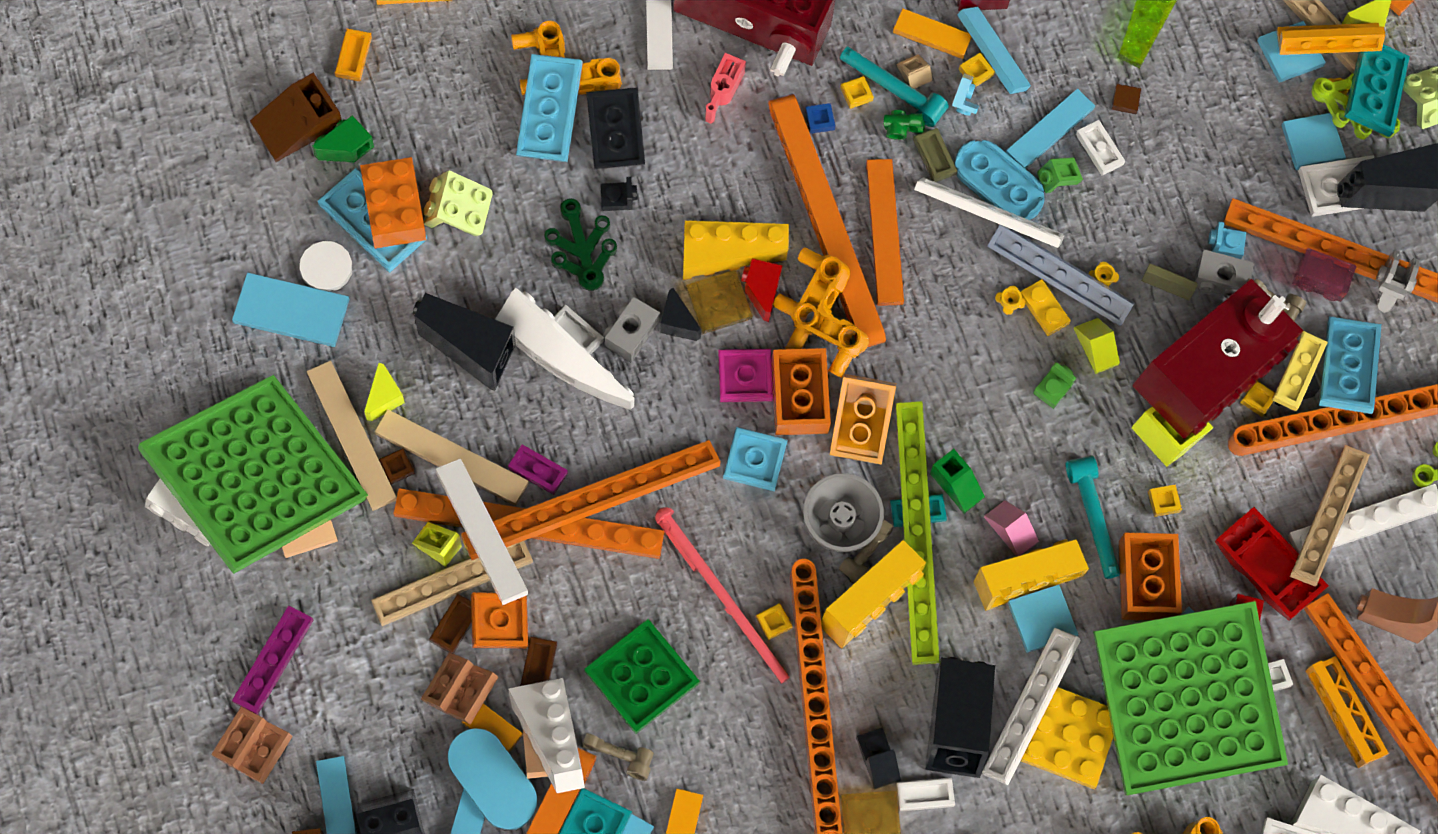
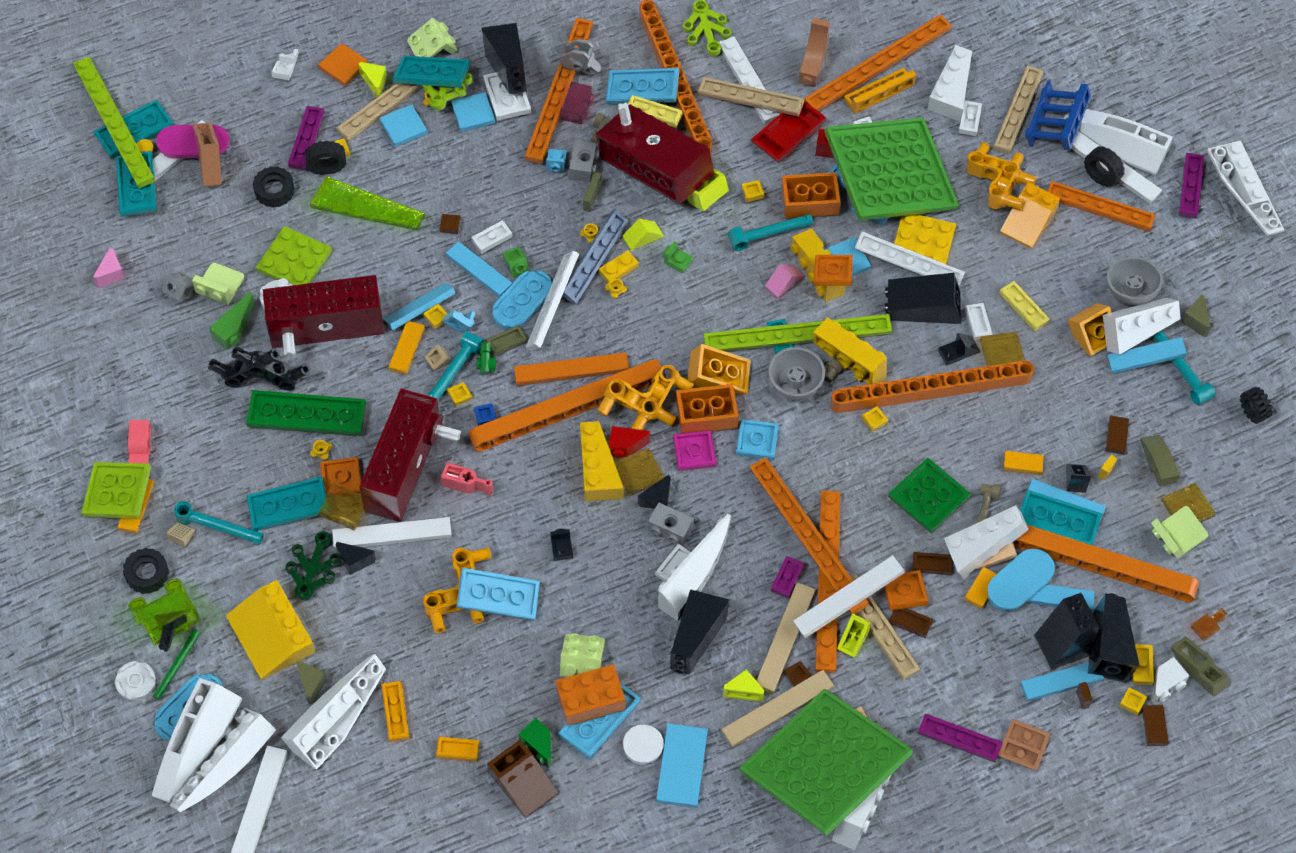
camera: 90 degrees left, 10 degrees down
(459, 688) = (958, 610): nougat slope -> none
(581, 247) = (607, 565): dark green plant -> none
(615, 128) = (509, 549): black tile -> none
(696, 562) = (838, 471): coral bar -> none
(957, 480) = (757, 311): green slope -> none
(1001, 577) = (833, 270): none -> orange tile
(1330, 38) = (401, 97): light orange fence -> none

